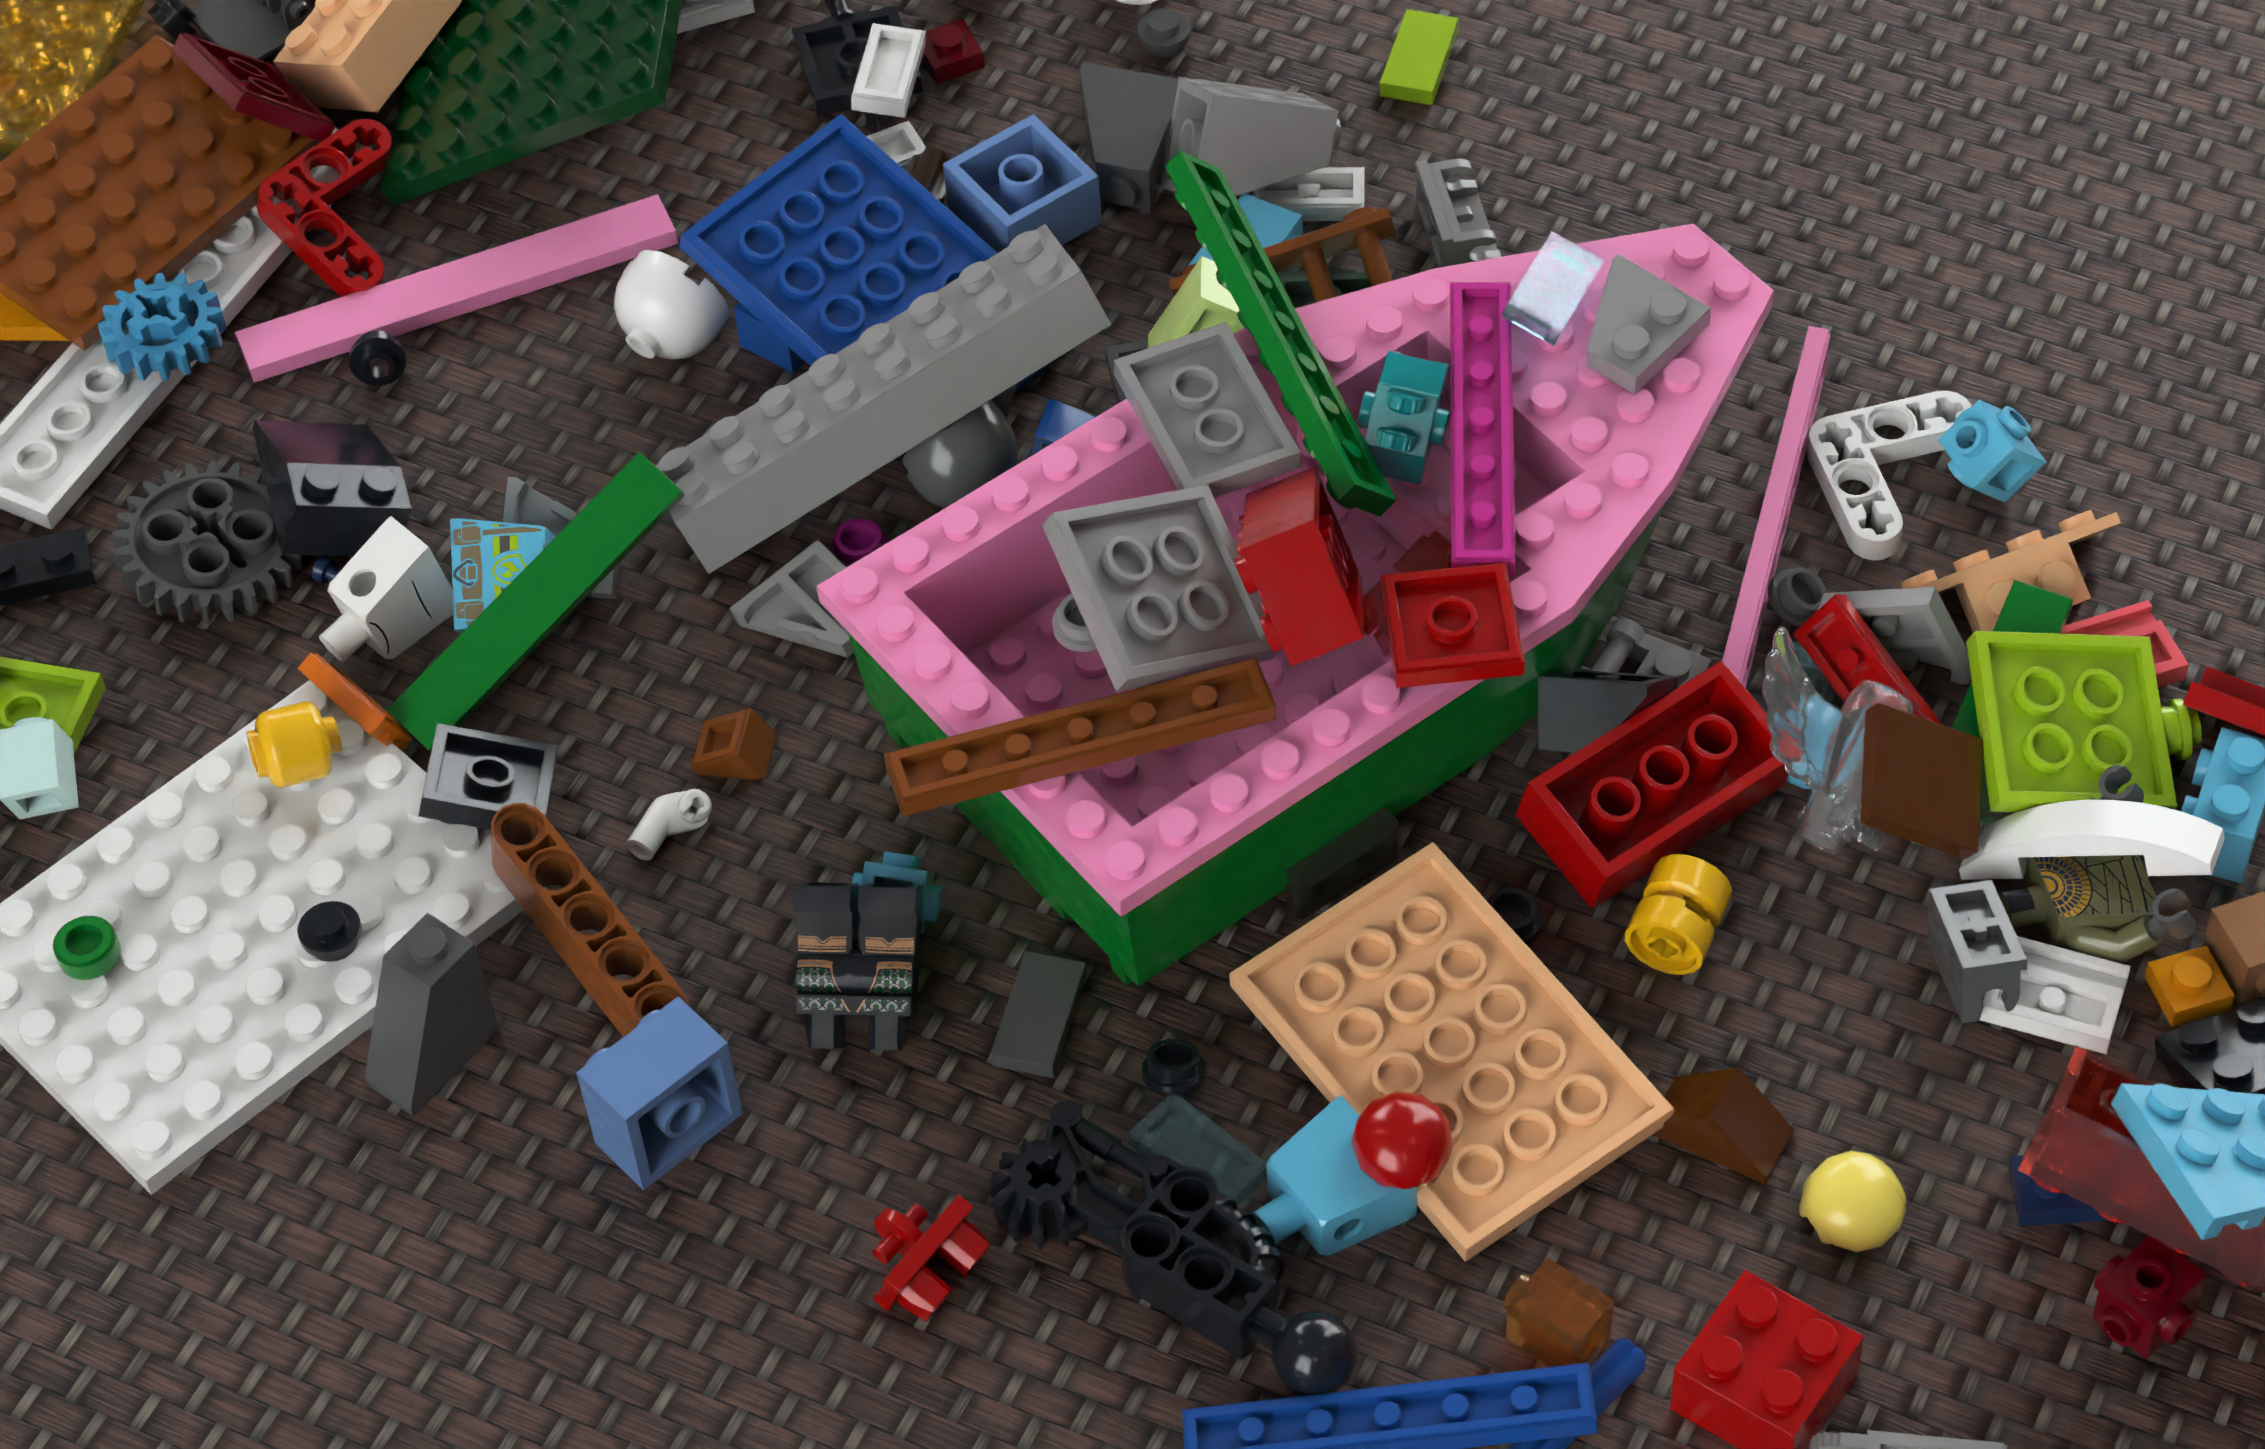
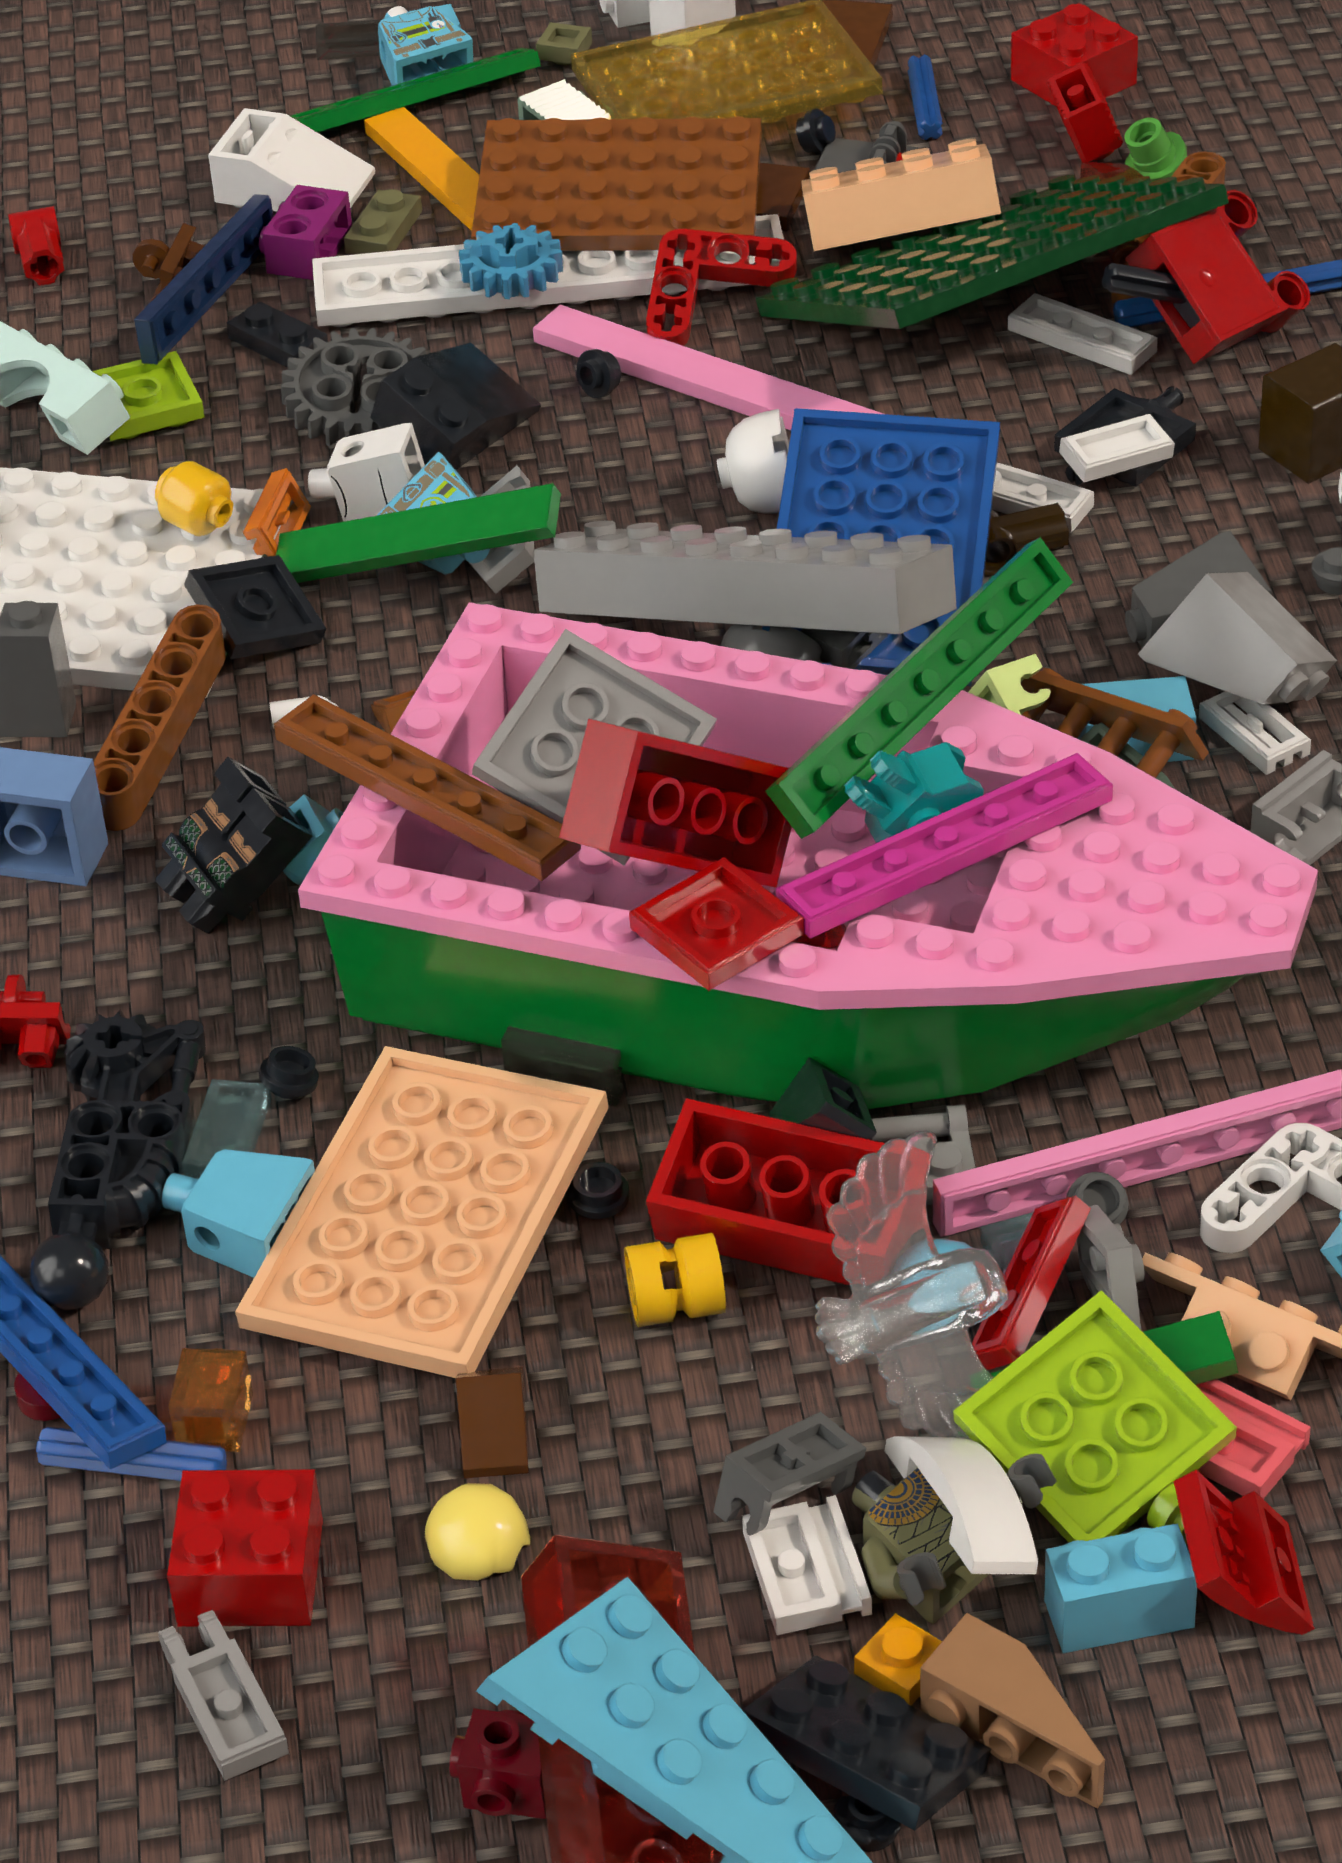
camera: 55 degrees right, 10 degrees down
(253, 87) = (755, 179): dark red tile -> none
(330, 930) = (67, 595): black plate -> none
(951, 52) = (1193, 478): dark red plate -> none
(1022, 183) = (1094, 557): medium blue brick -> none
(1038, 1014) = (284, 983): dark grey tile -> none
(1207, 412) = (800, 689): light grey plate -> none
(1402, 1140) = (288, 1210): red hair -> none
(1552, 288) = (1128, 808): clear light blue tile -> none
(1641, 325) = (1146, 880): light grey wing -> none
(1921, 781) = (922, 1345): reddish brown tile -> none

